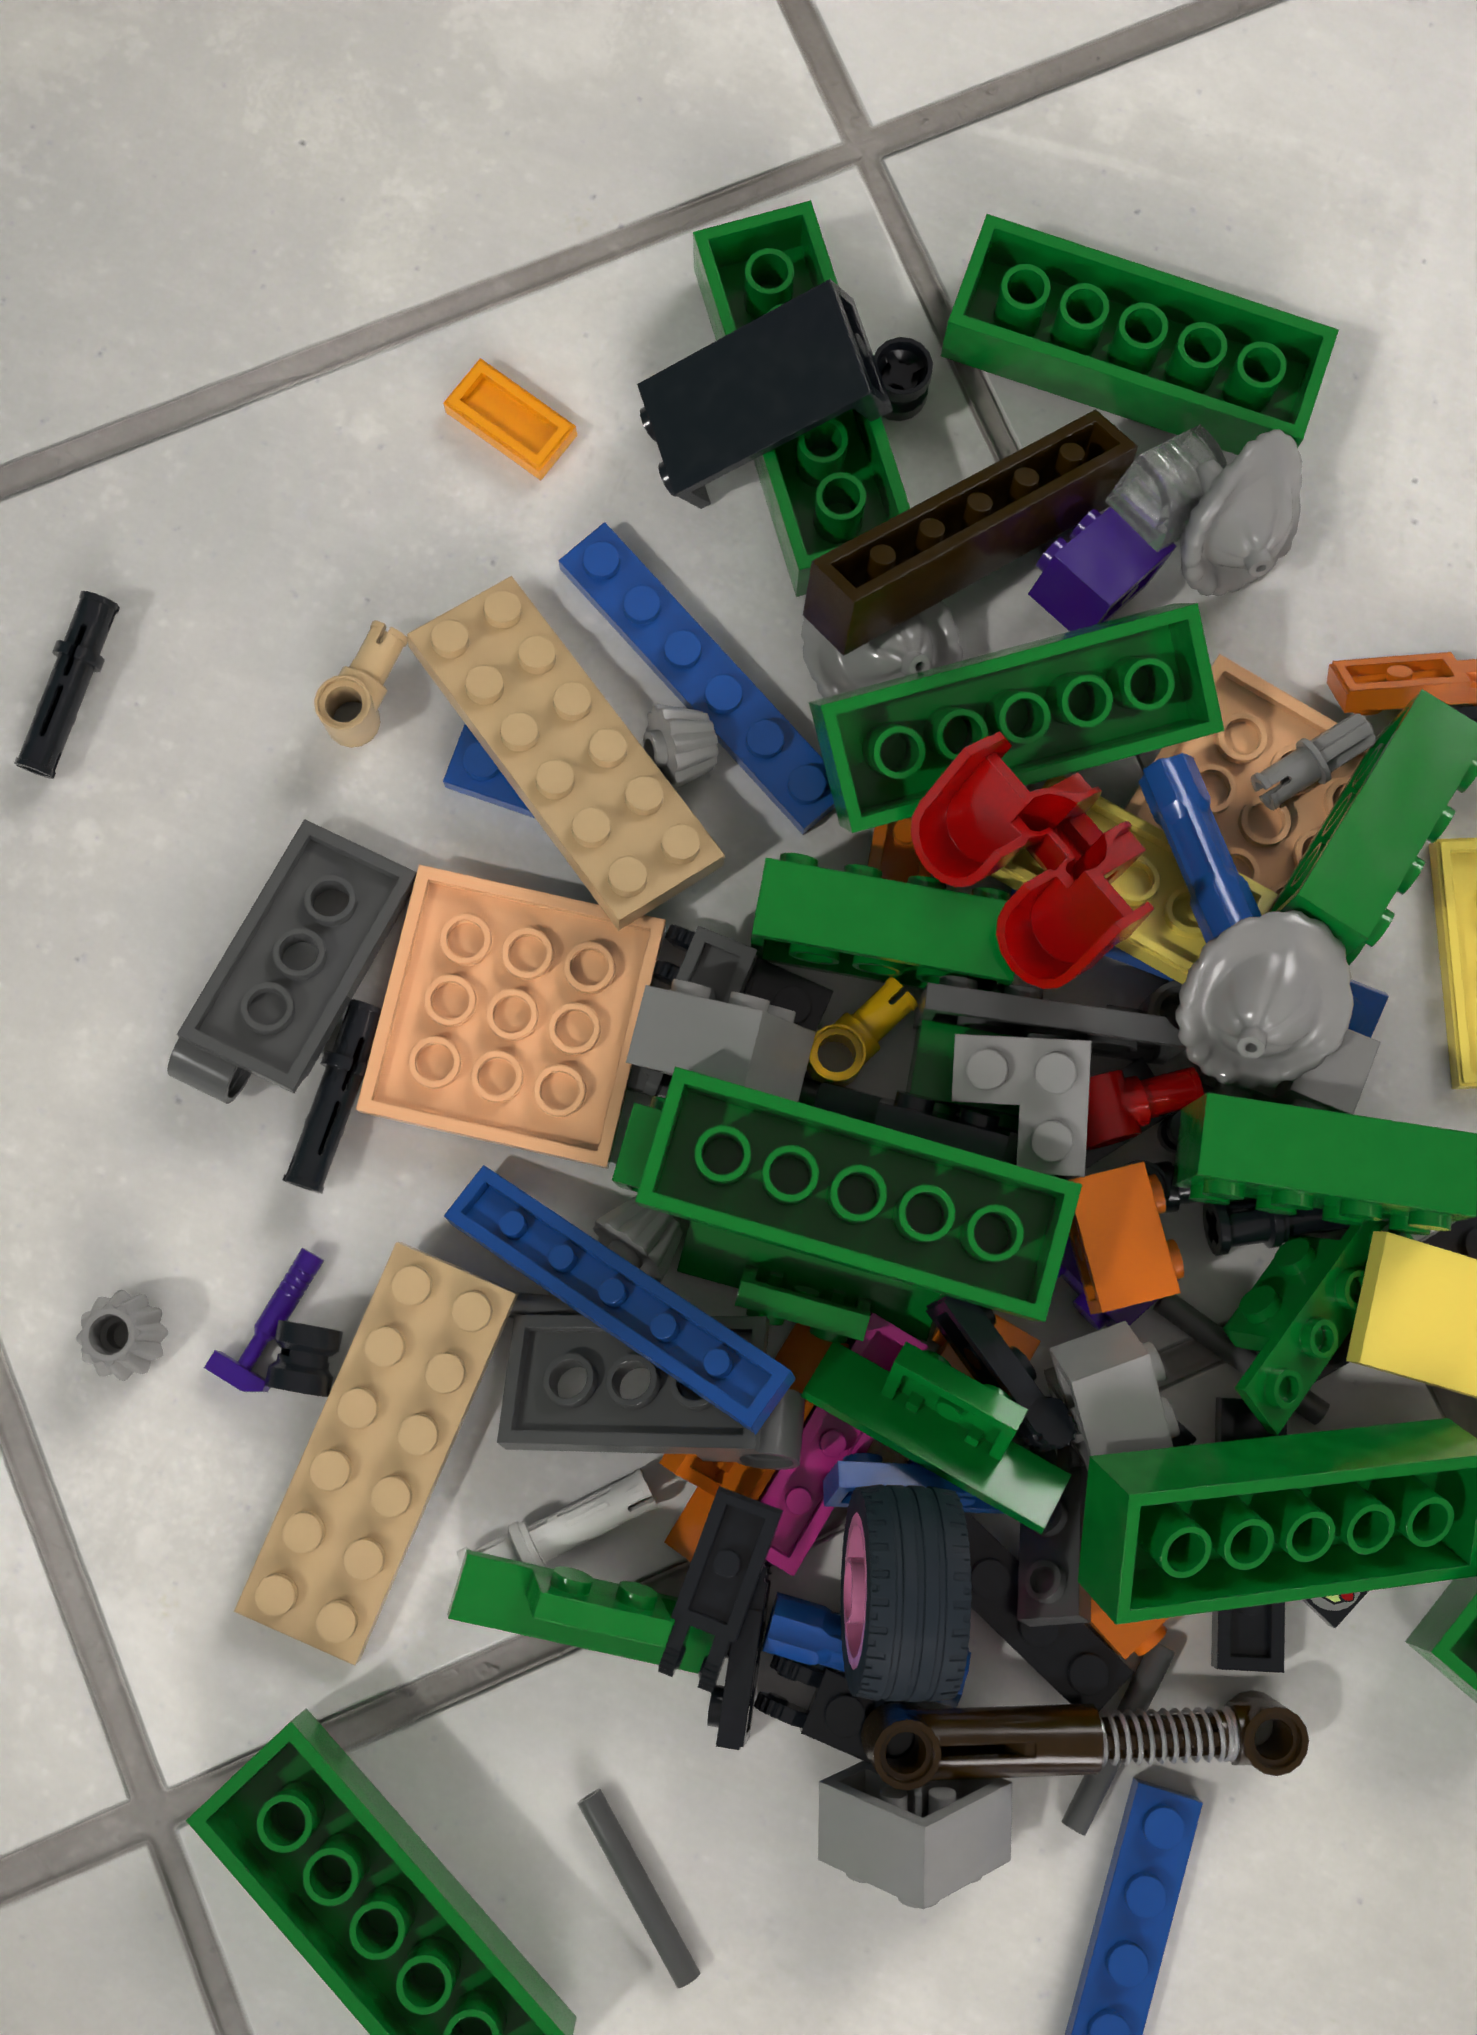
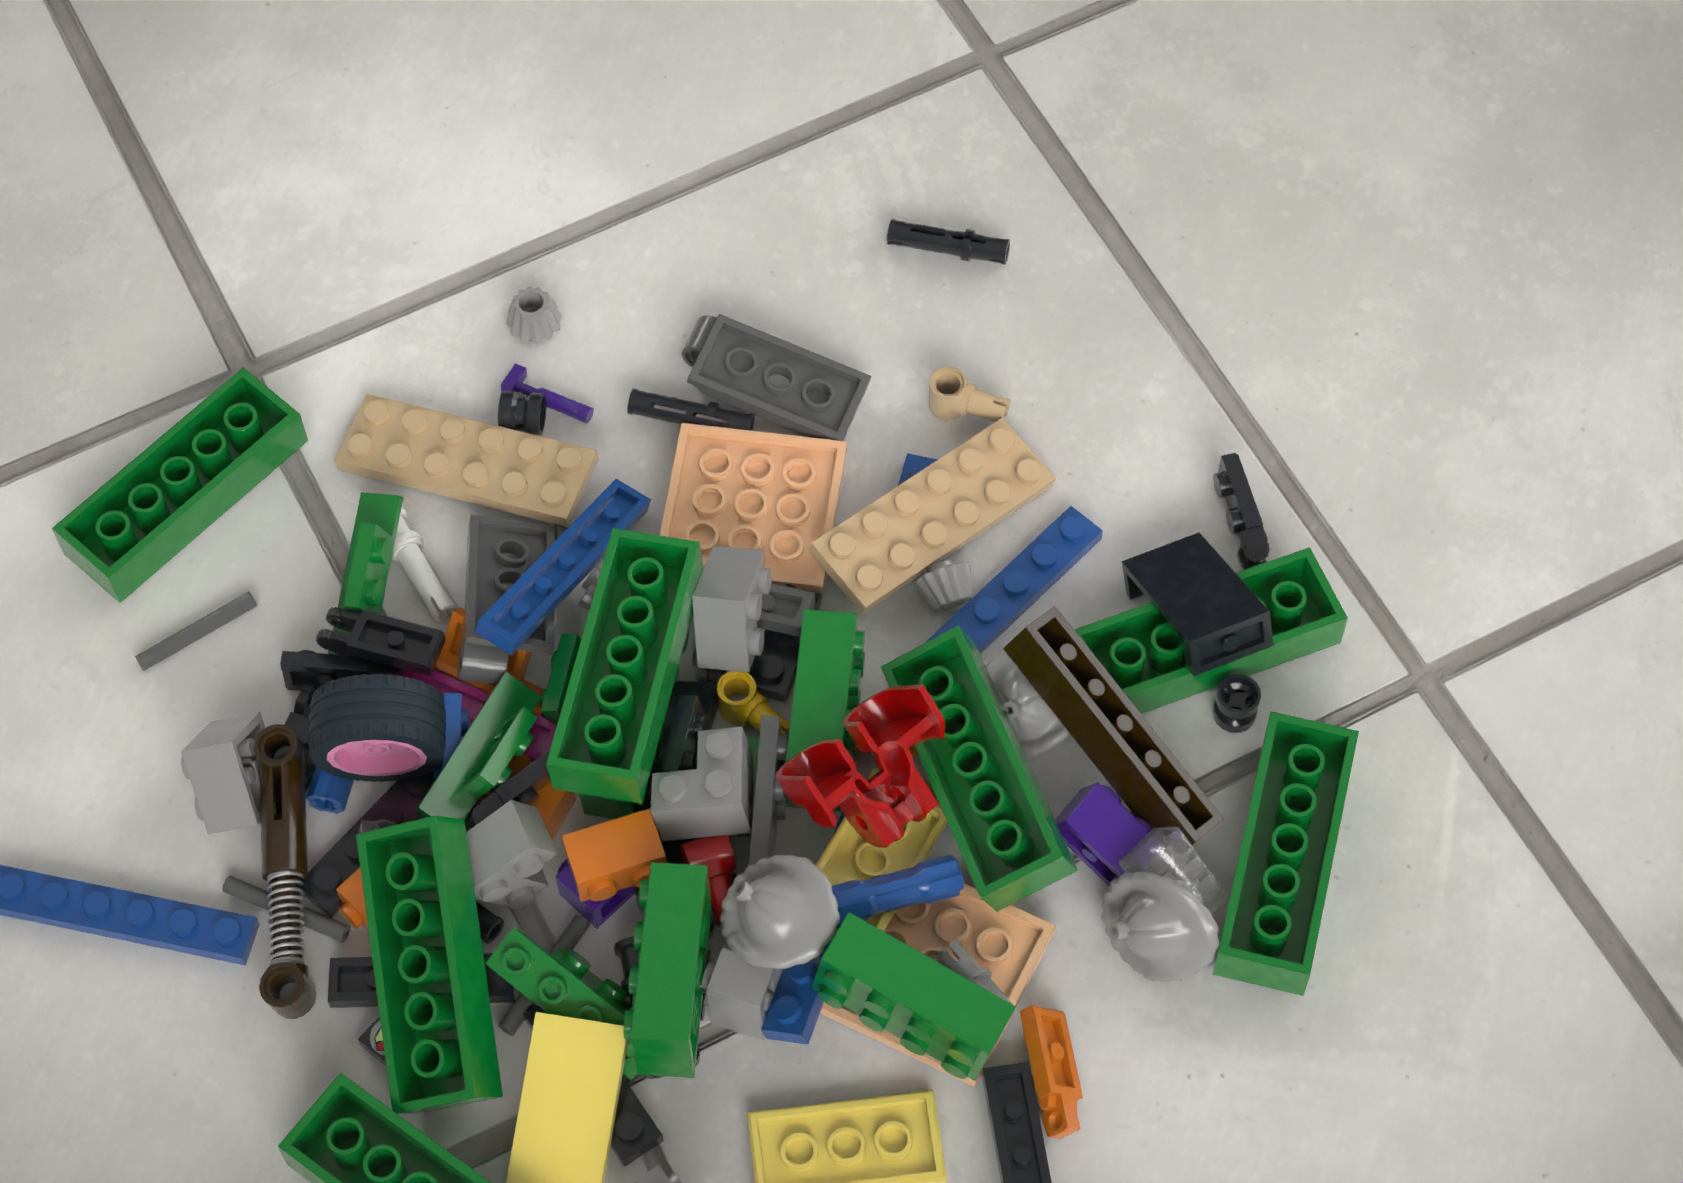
camera: 90 degrees right, 20 degrees down
(510, 419) = (1172, 472): light orange tile -> none
(599, 328) = (1242, 511): none -> black hinge

